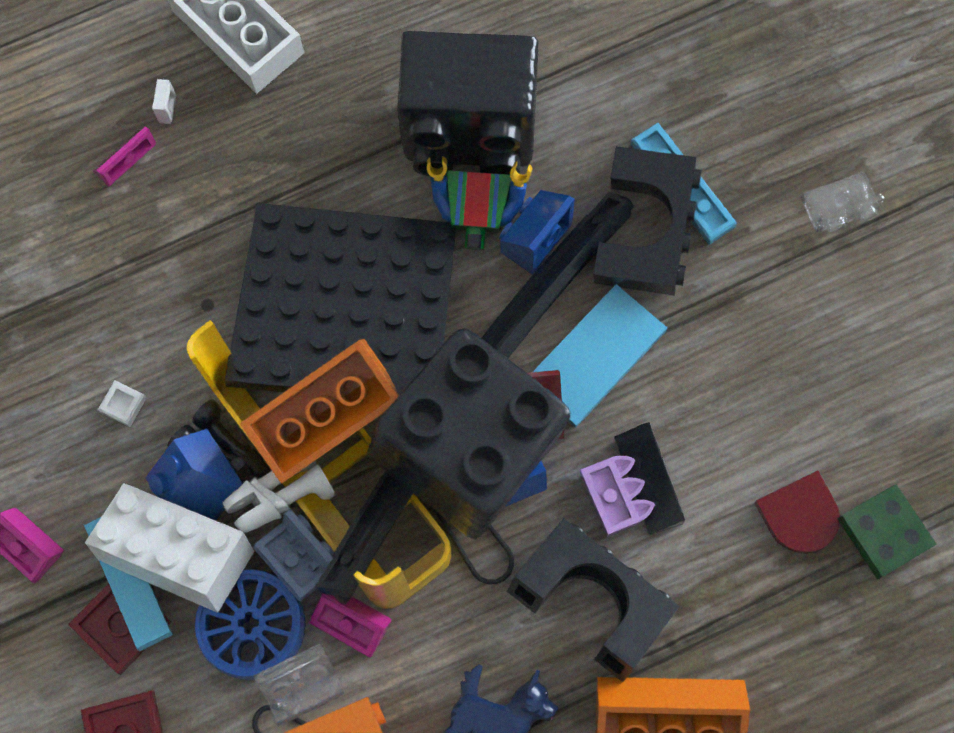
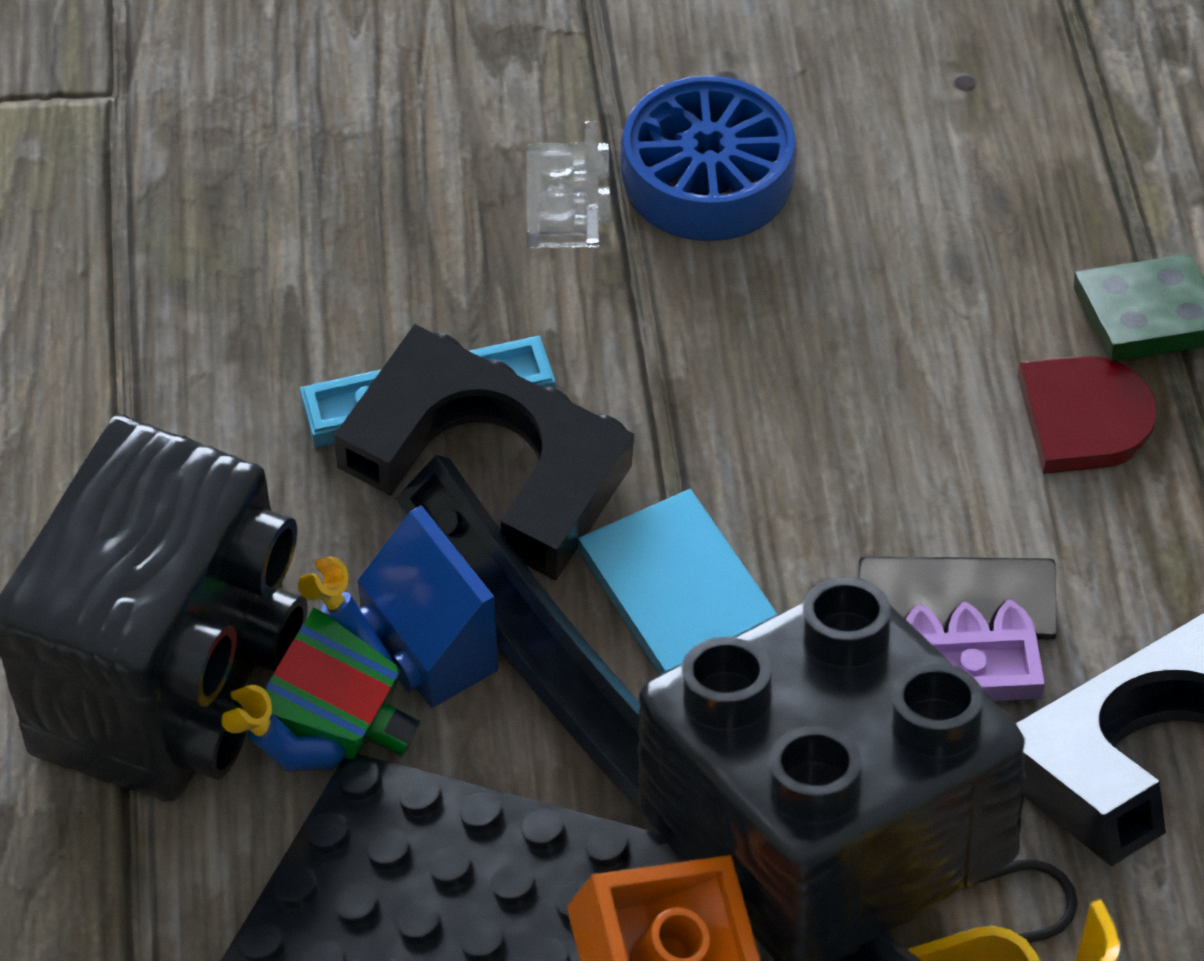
camera: 75 degrees left, 20 degrees down
(915, 235) = (721, 138): none -> blue piece

